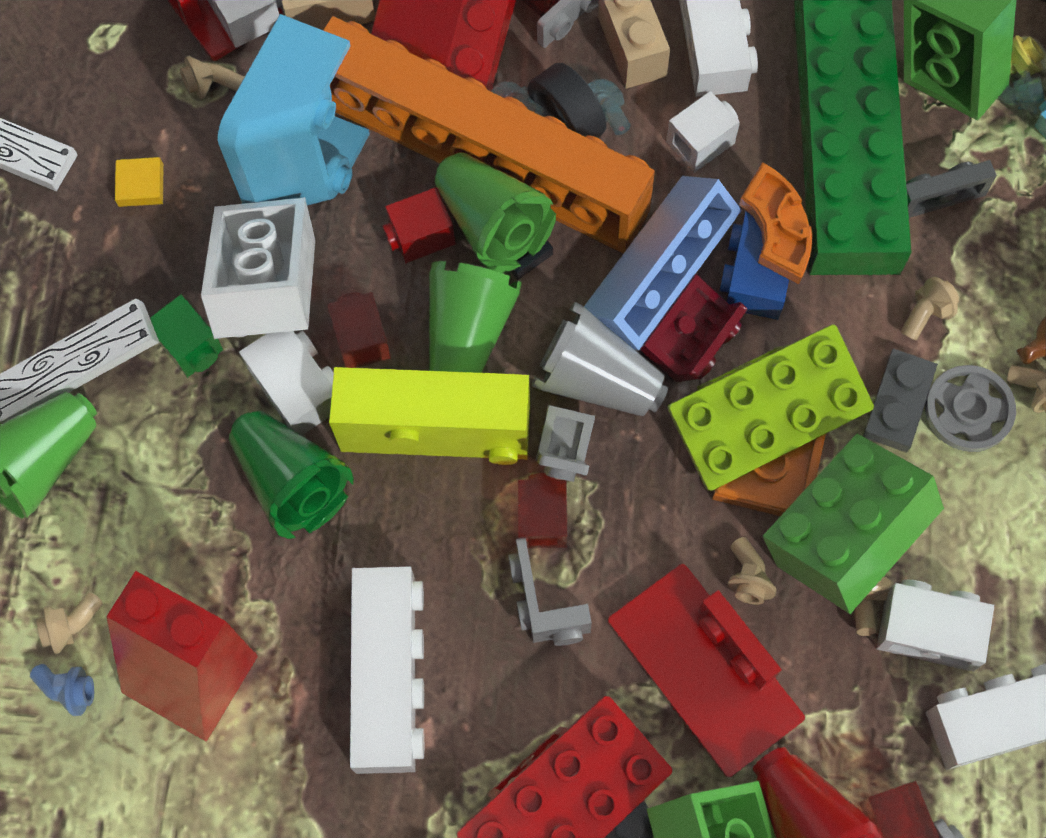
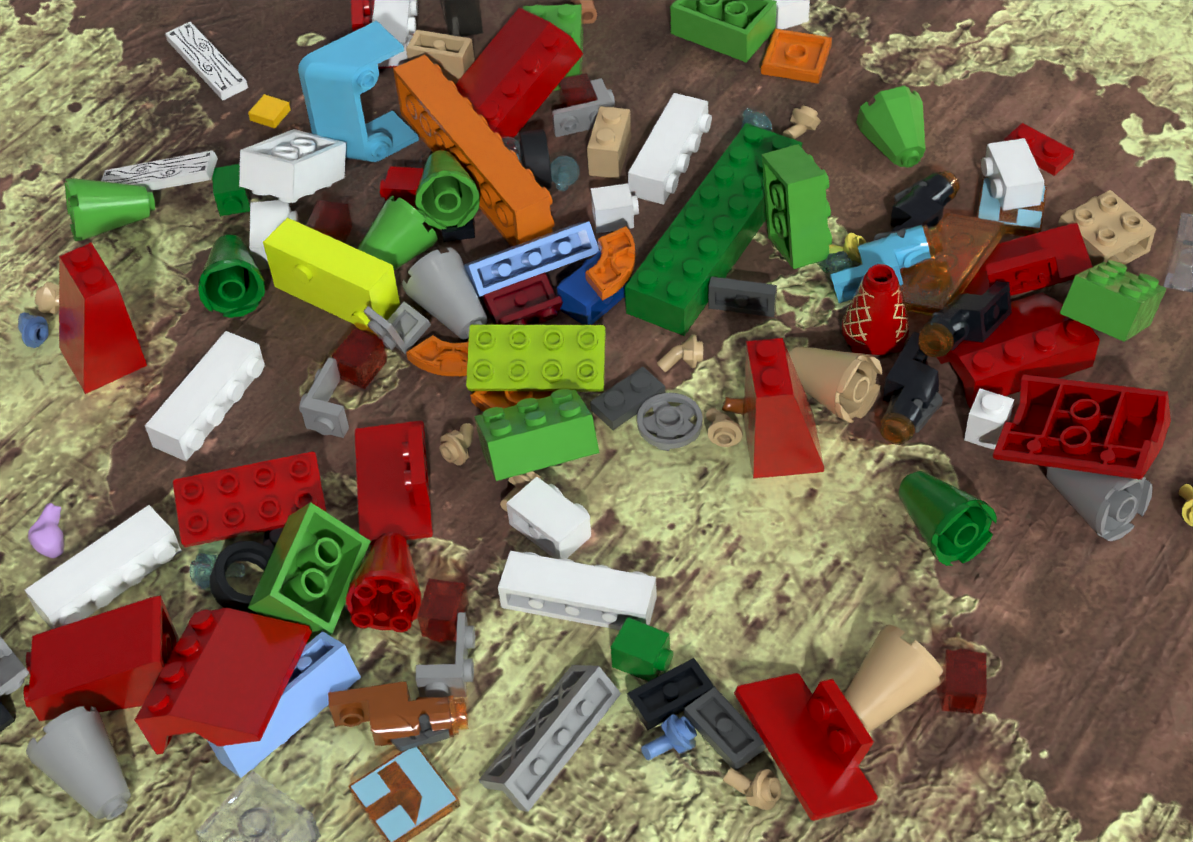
camera: 30 degrees right, 20 degrees down
(640, 452) = (440, 357): none -> orange tile

